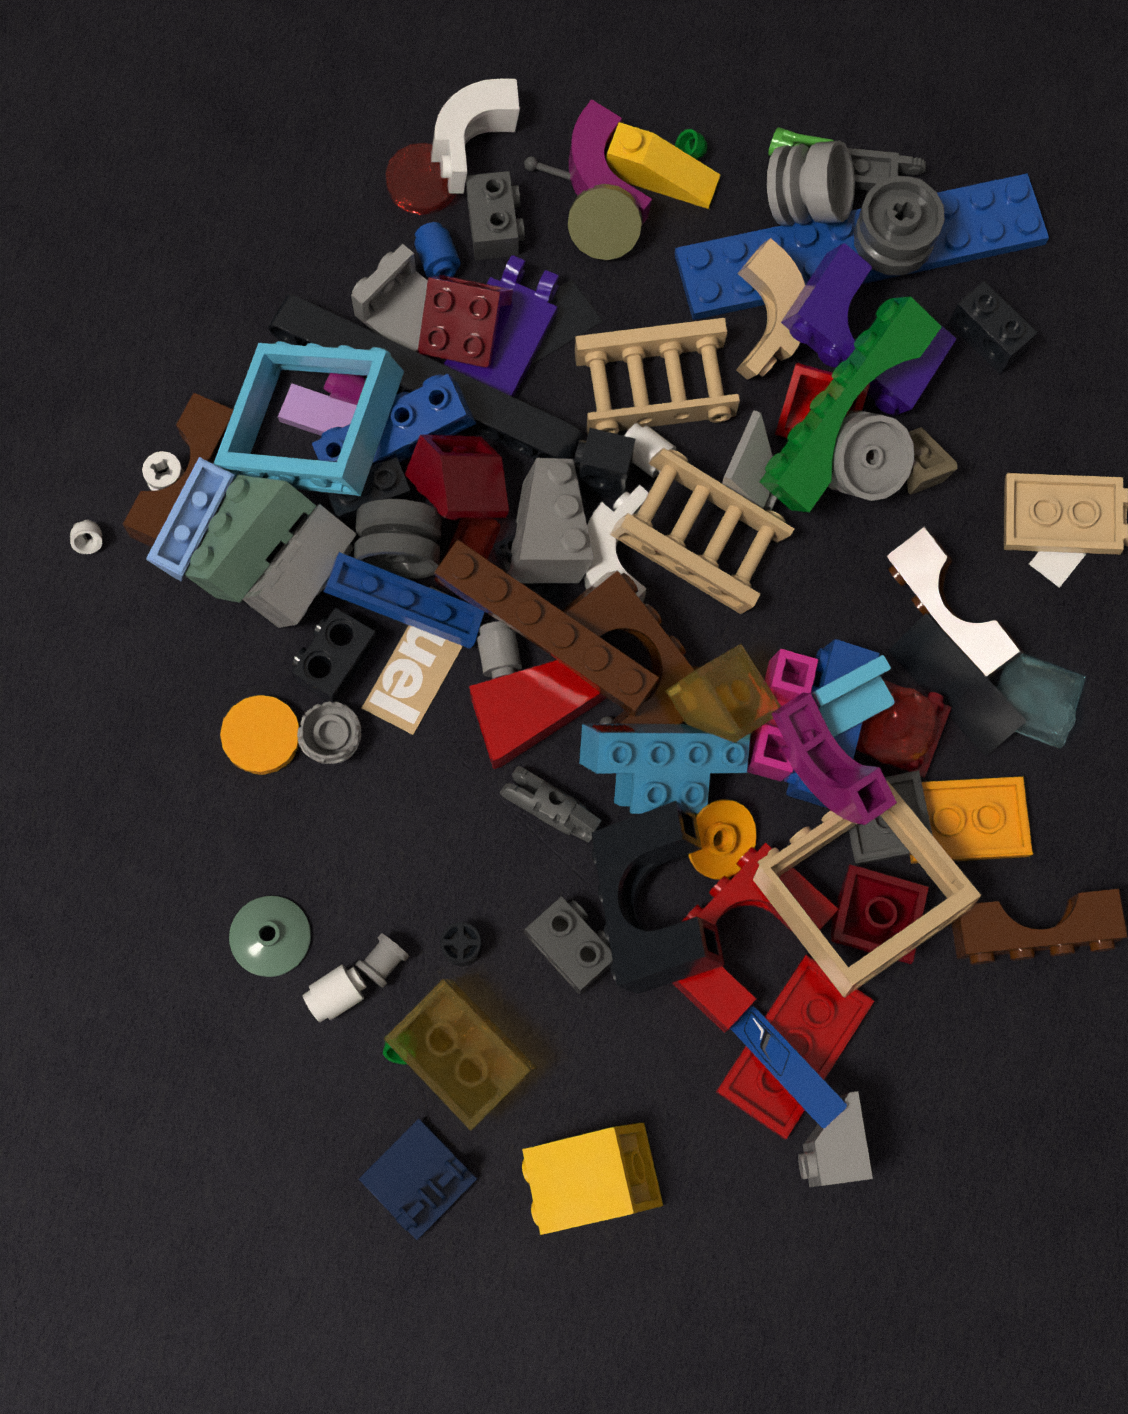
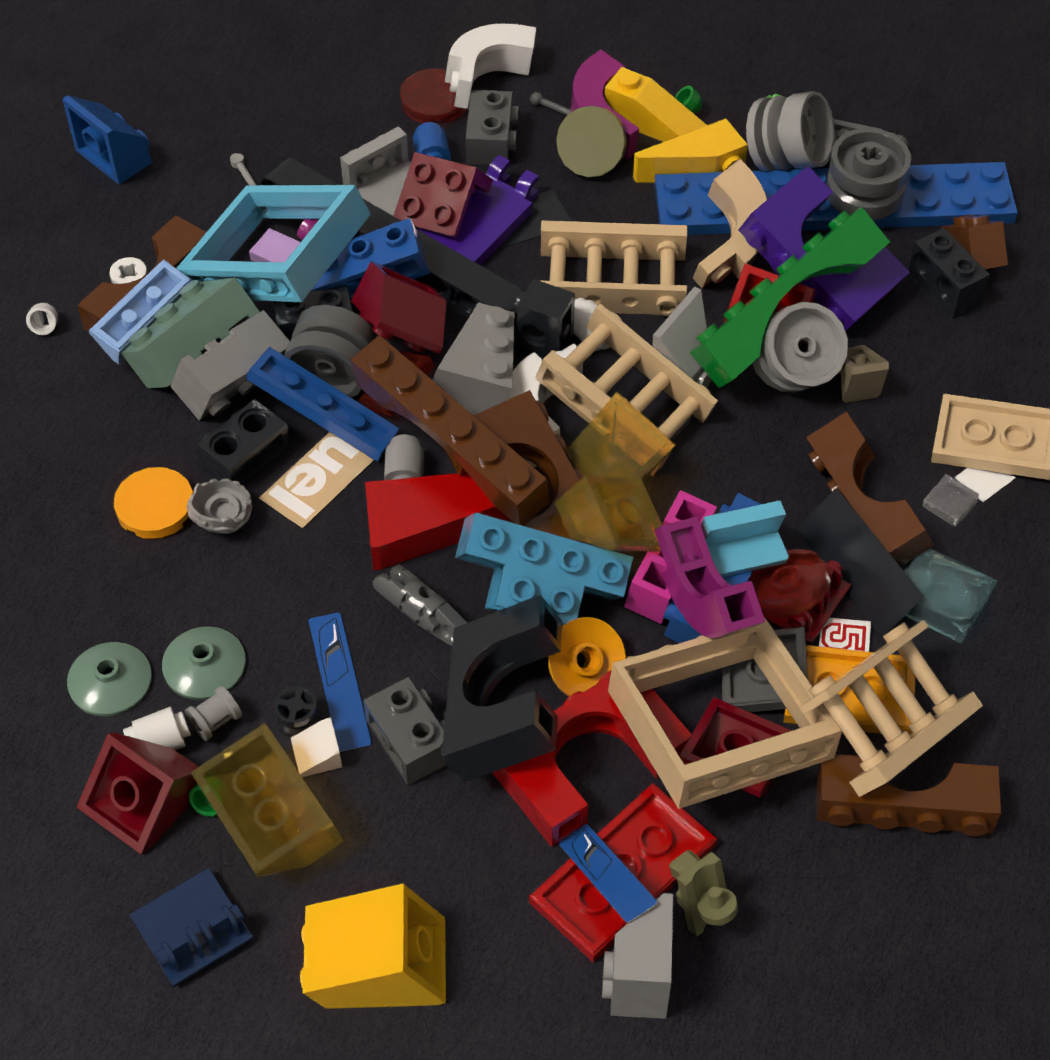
camera: 15 degrees right, 20 degrees down
(91, 299) = (106, 139): none -> blue slope
(234, 298) = (237, 161): none -> light grey hinge
(334, 1055) = (137, 789): none -> dark red slope
(359, 922) = (198, 677): none -> sand green dish
(487, 977) = (316, 749): none -> white slope
(489, 897) = (339, 682): none -> blue sticker
(709, 608) = (620, 443): none -> clear yellow slope
(724, 212) = (699, 151): none -> yellow slope
(877, 1067) = (703, 891): none -> olive hips
(954, 762) = (846, 634): none -> sticker
(1016, 281) = (981, 239): none -> reddish brown slope
(1029, 593) = (950, 500): none -> clear tile
(1050, 860) = (925, 728): none -> tan fence

